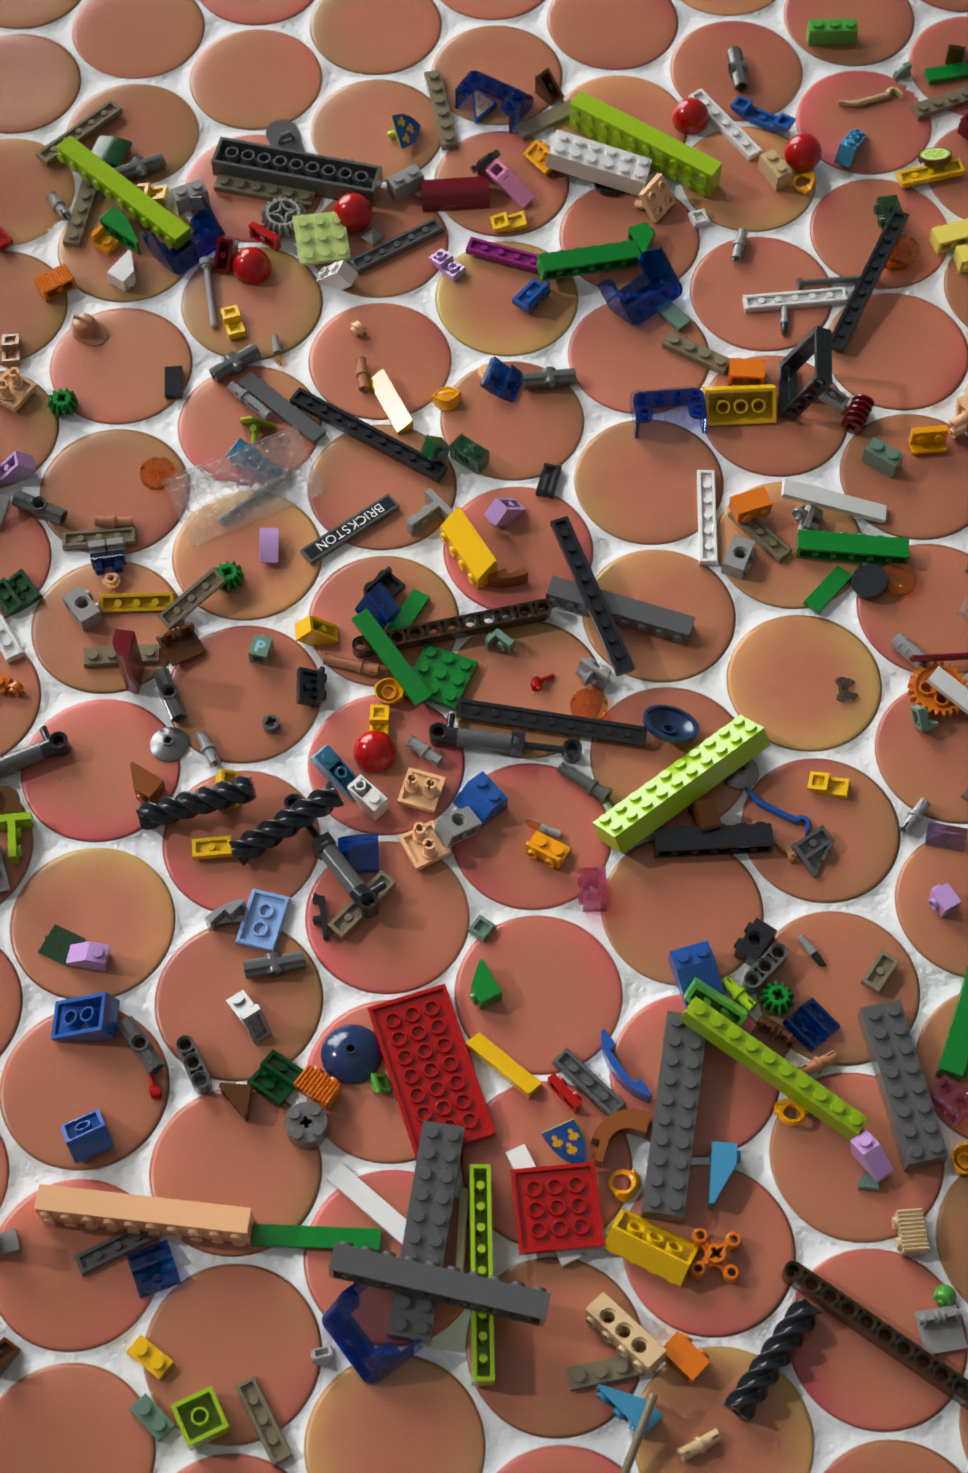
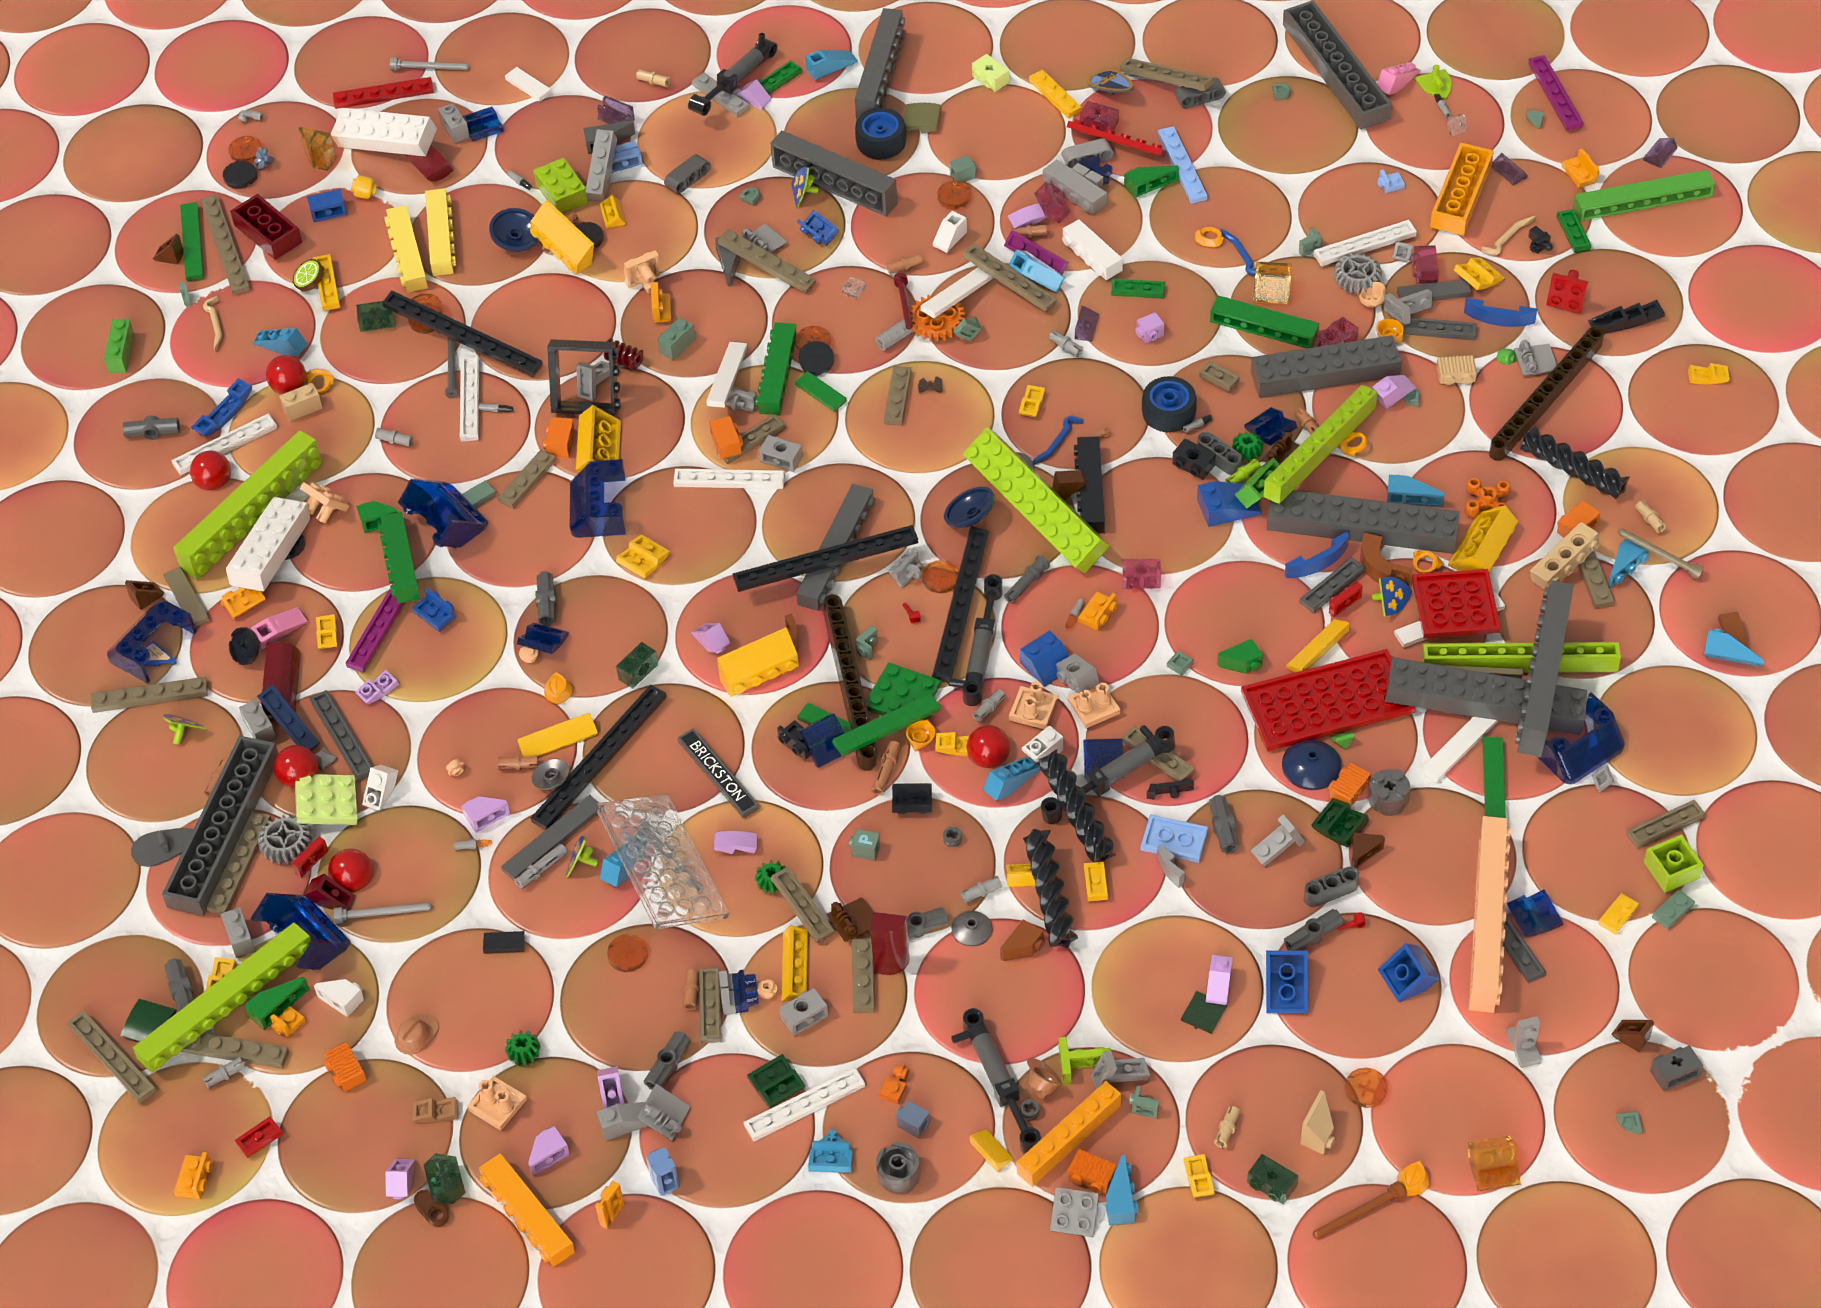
camera: 85 degrees left, 10 degrees down
(233, 322) = (427, 888): yellow slope -> none
(234, 363) = (487, 881): dark grey piece -> none
(307, 352) = (484, 811): none -> lavender slope
(316, 631) = (846, 798): yellow slope -> none
(346, 397) = (550, 774): none -> flat silver dish
(404, 201) = (287, 718): none -> dark blue plate
(434, 508) = (701, 695): light grey bracket -> none
(435, 448) = (630, 690): dark green brick -> none
(545, 492) = (671, 605): black tile -> none
(605, 452) = (643, 556): none -> yellow slope
(698, 218) = (350, 470): white tile -> none
(813, 849) = (1098, 414): dark grey wing -> none
(828, 659) = (897, 395): none -> dark tan plate
(829, 916) = (1168, 404): none -> black wheel

